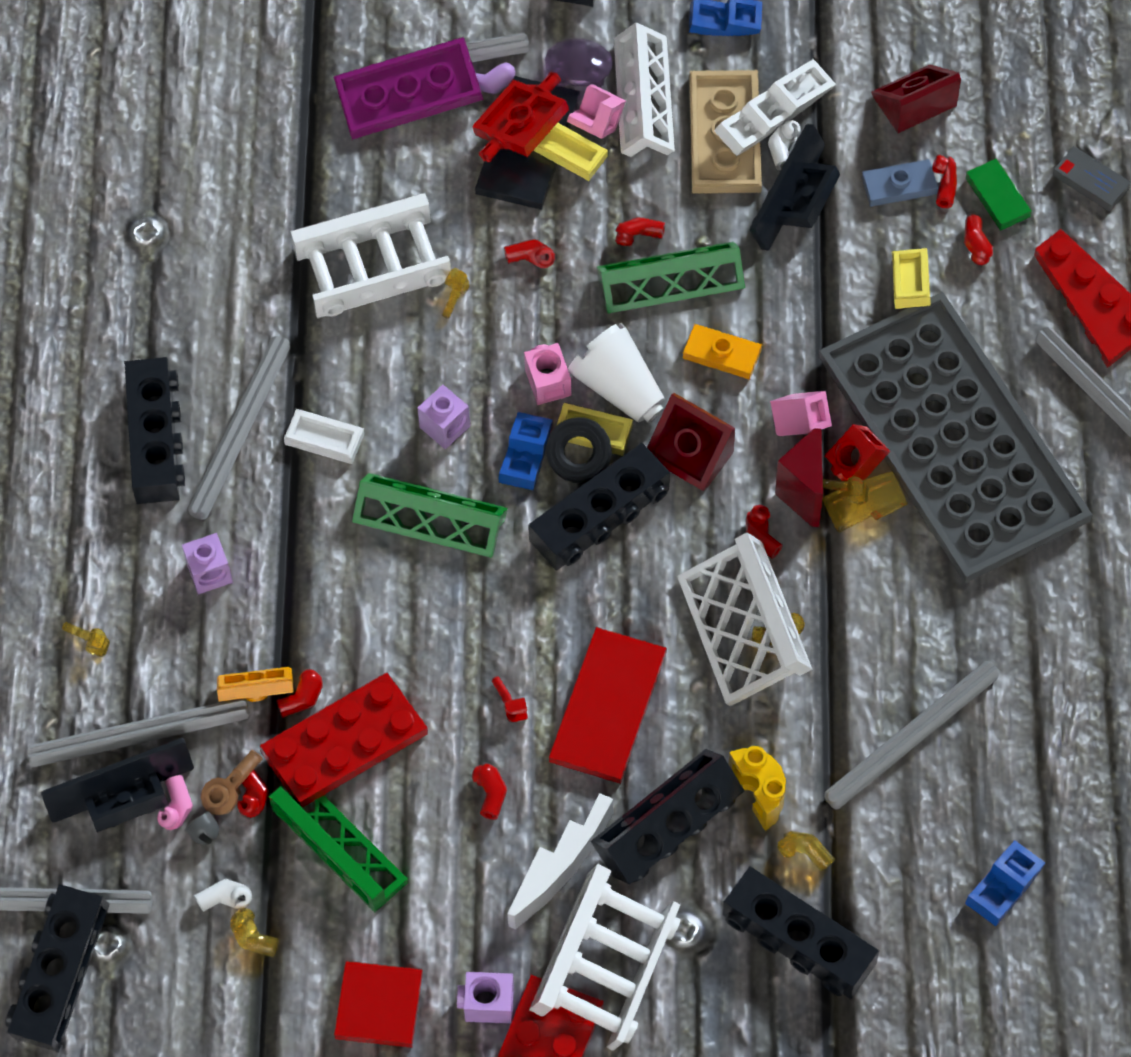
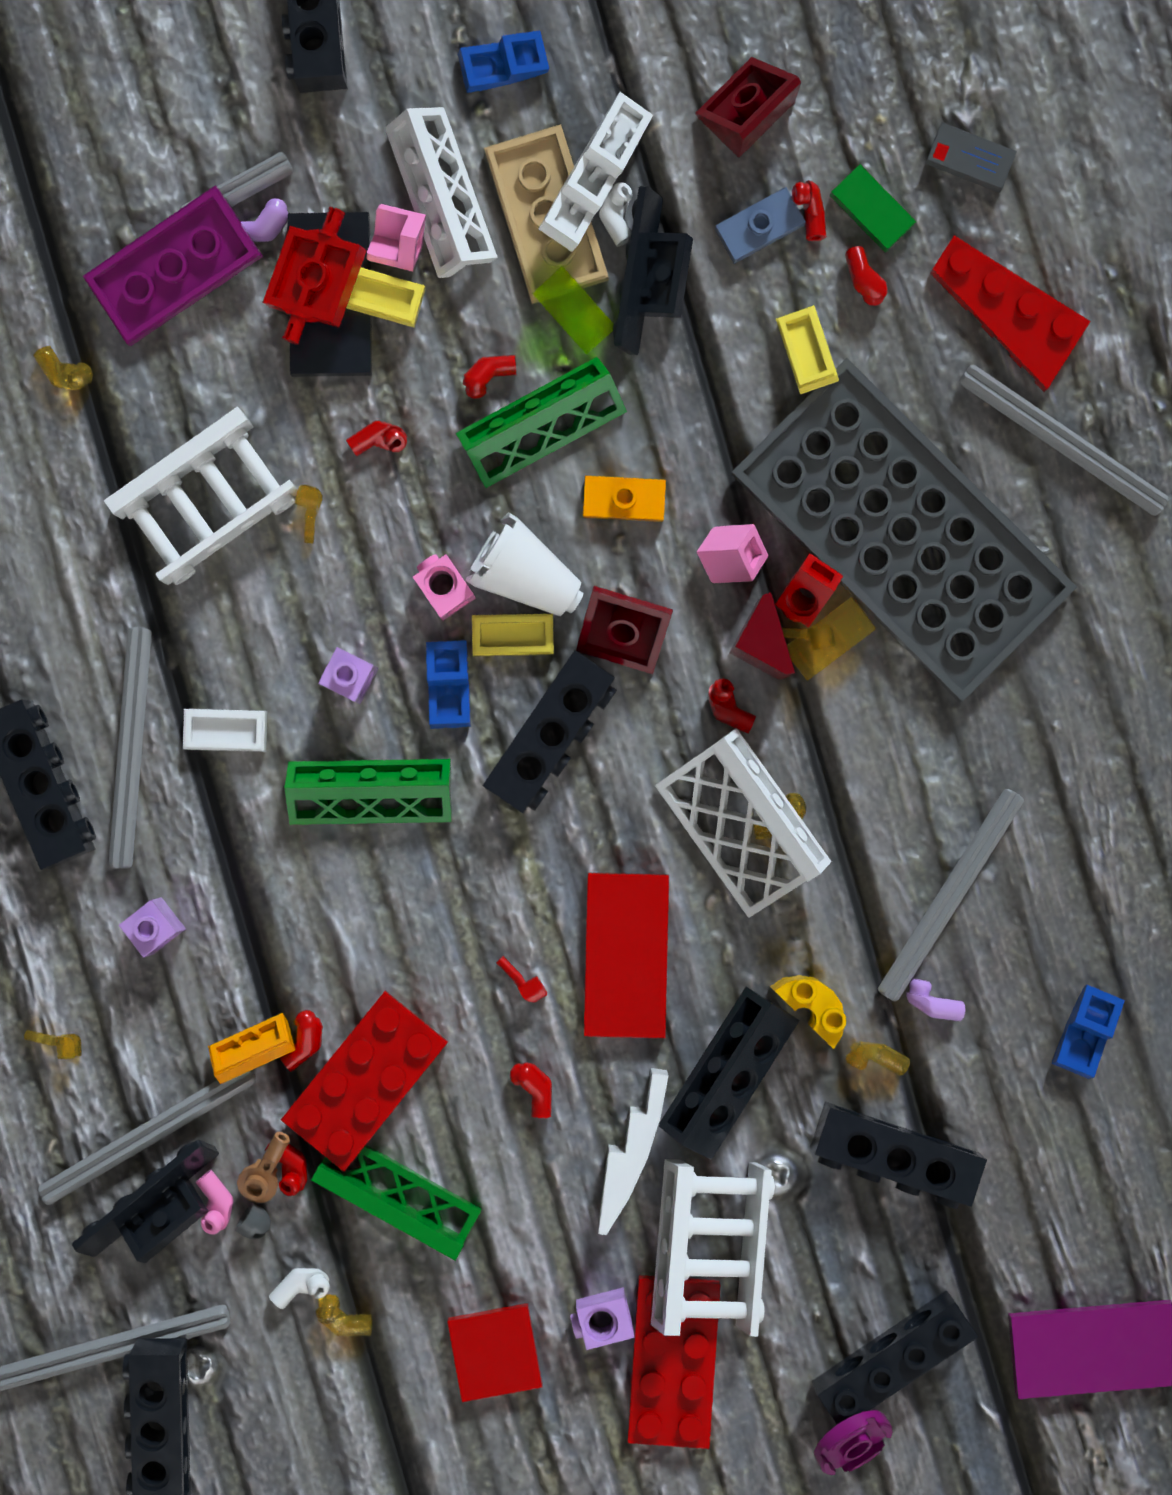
camera: 20 degrees left, 25 degrees up
(291, 142) = (62, 374): none -> clear yellow arm
(573, 428) = (497, 694): black tyre -> none
(579, 62) = (355, 175): clear purple dish -> none
(724, 200) = (573, 310): none -> clear neon green plate
(871, 820) = (932, 1006): none -> lavender arm

